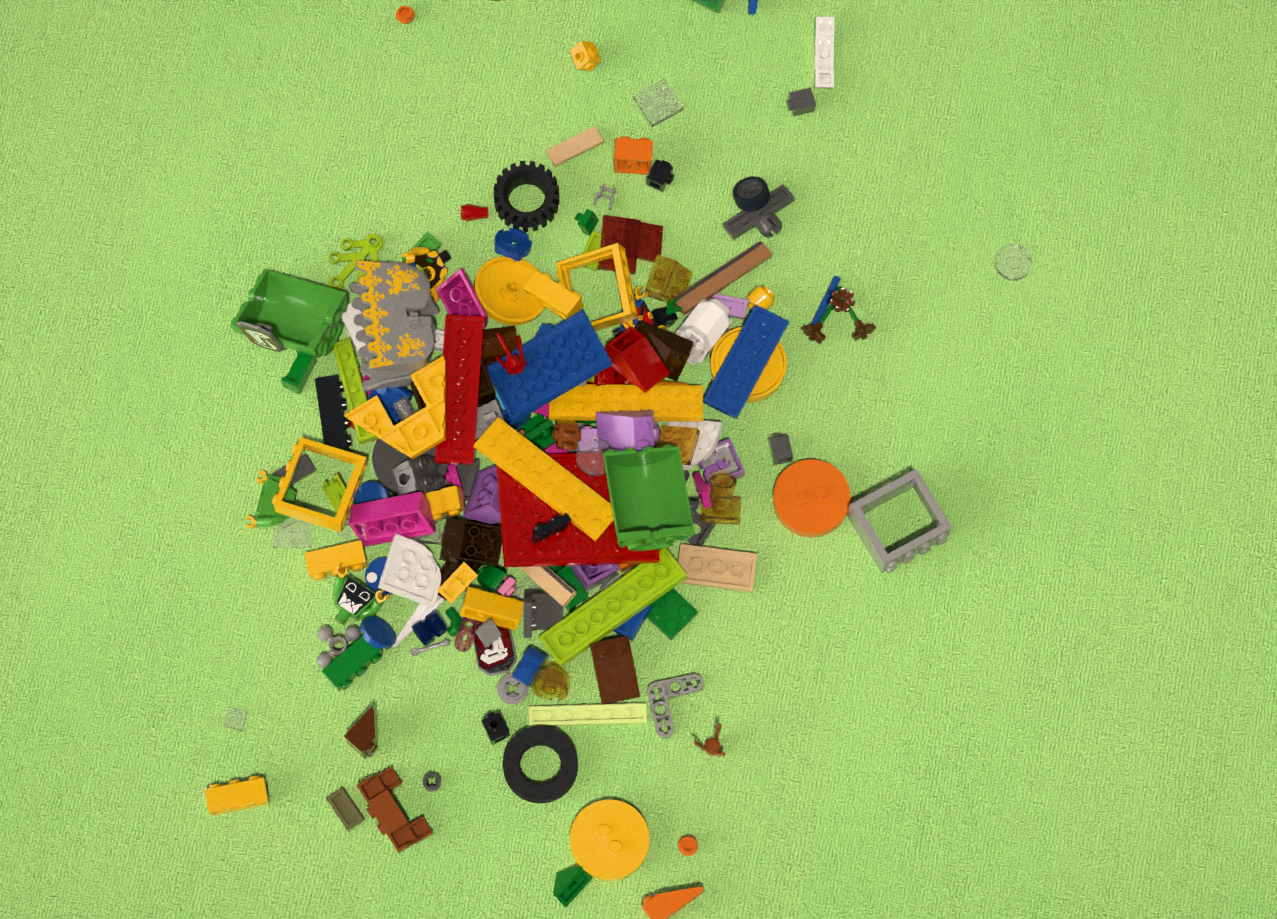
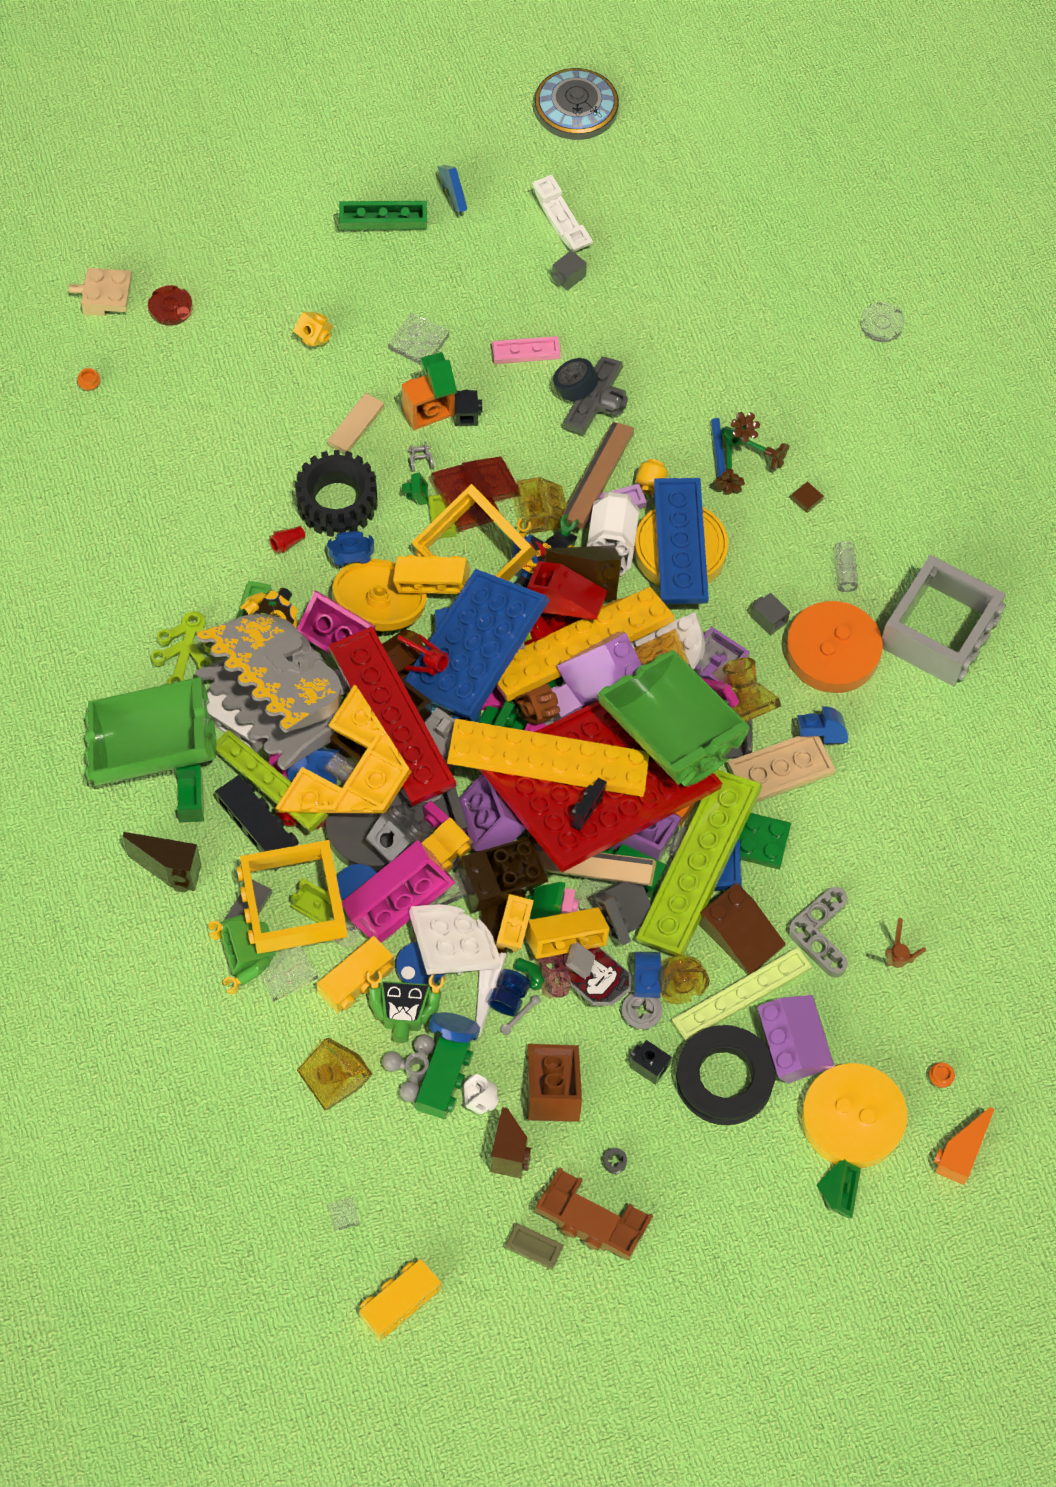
camera: 30 degrees left, 10 degrees down
(260, 417) = (167, 859): none -> dark brown slope
(261, 335) = (132, 766): shield -> none
(282, 621) = (334, 1073): none -> clear yellow slope
(368, 688) = (482, 1097): none -> white piece
(422, 706) = (553, 1082): none -> dark orange slope
(590, 456) = (583, 712): clear tile -> none
(601, 765) = (795, 1037): none -> medium lavender slope
(645, 144) = (439, 375): none -> green slope
(733, 150) = (526, 350): none -> bright pink tile
(768, 555) = (828, 725): none -> blue brick
(858, 442) = (845, 566): none -> clear axle
(866, 373) = (807, 497): none -> reddish brown tile

